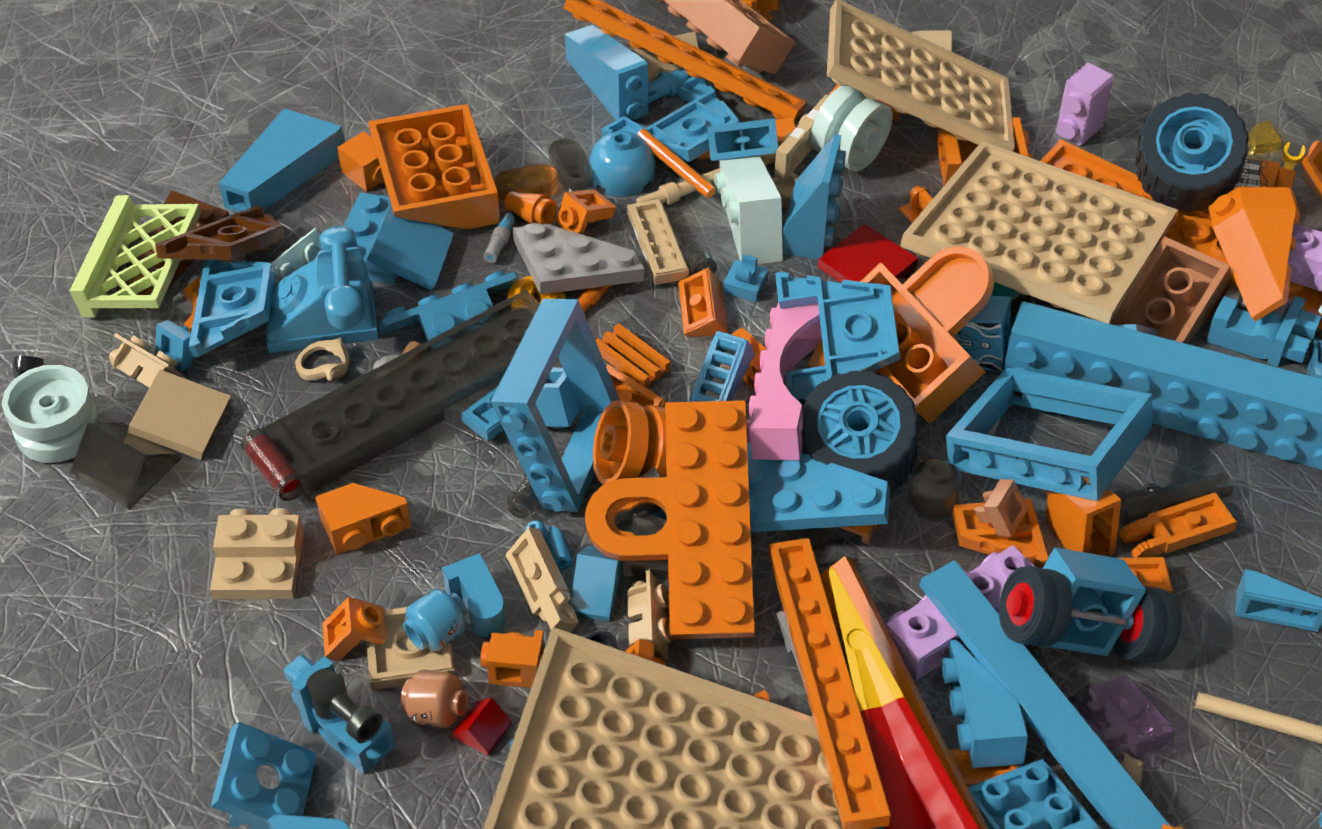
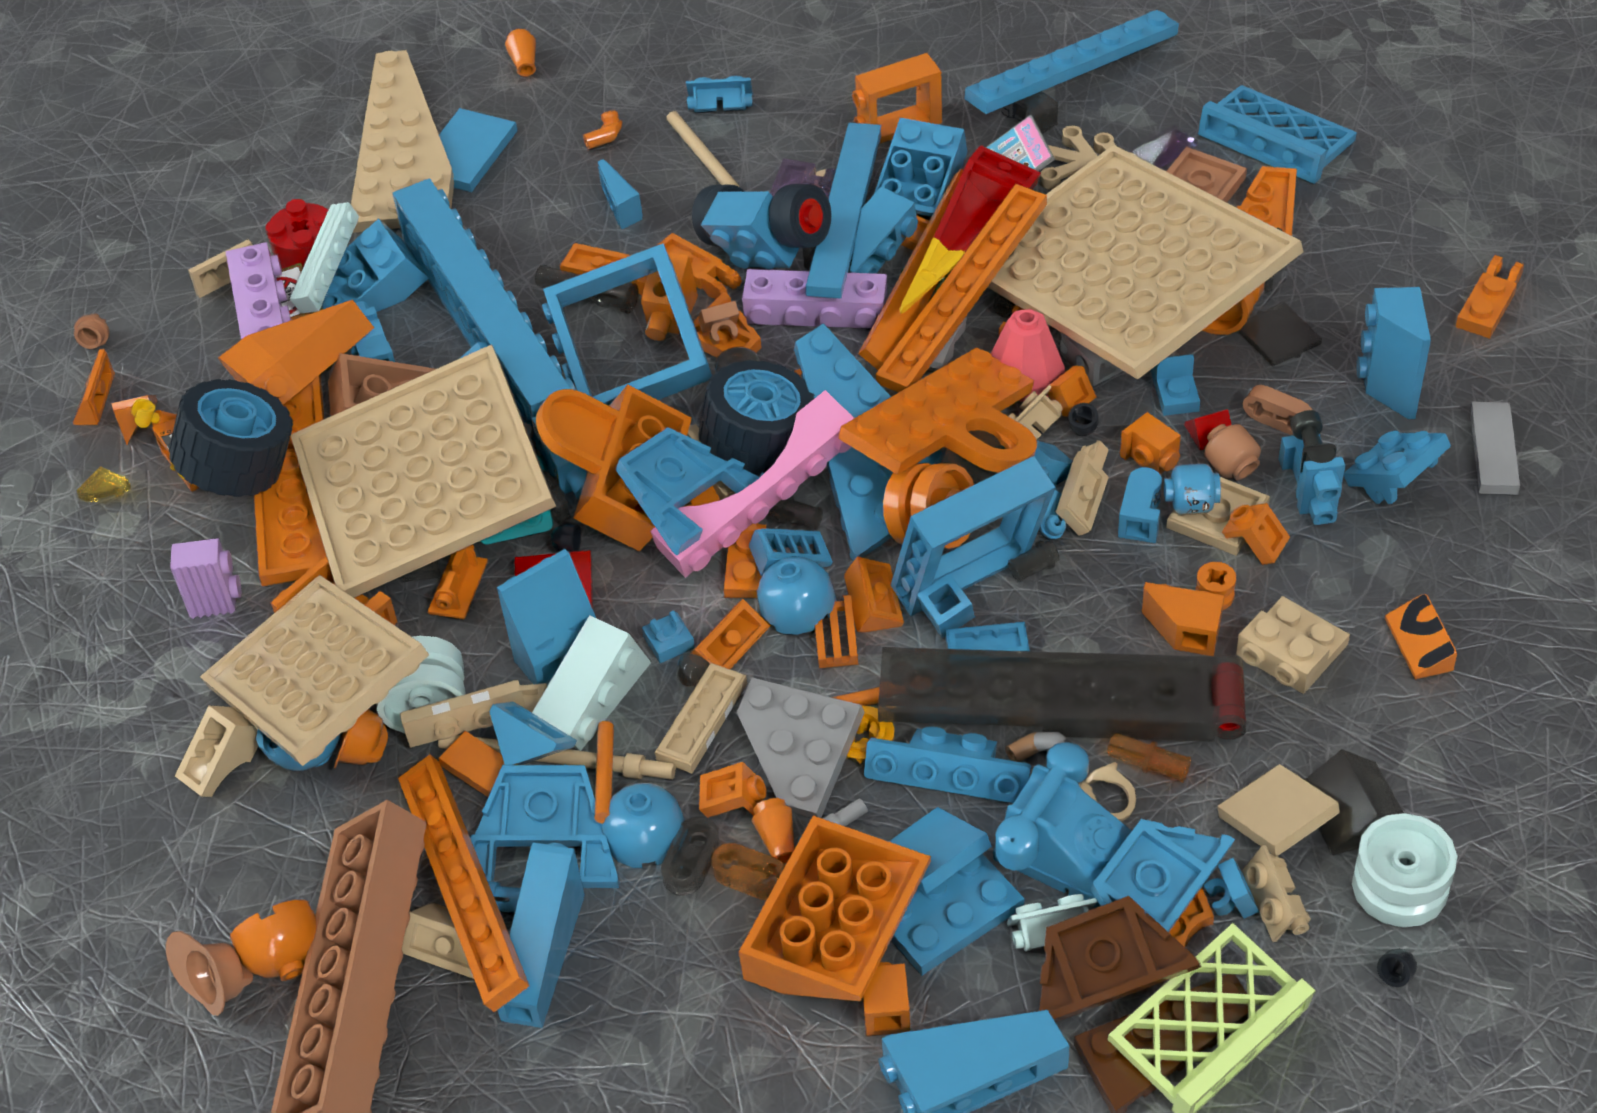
camera: 135 degrees left, 0 degrees up
(145, 630) = (1422, 638): none -> orange slope
(287, 404) = (1149, 757): none -> clear orange axle
(363, 569) = (1217, 579): none -> orange wheel
(424, 779) = (1273, 407): none -> nougat beam
(679, 348) = (795, 595): none -> dark azure cylinder
(713, 655) = (1030, 348): none -> coral cone

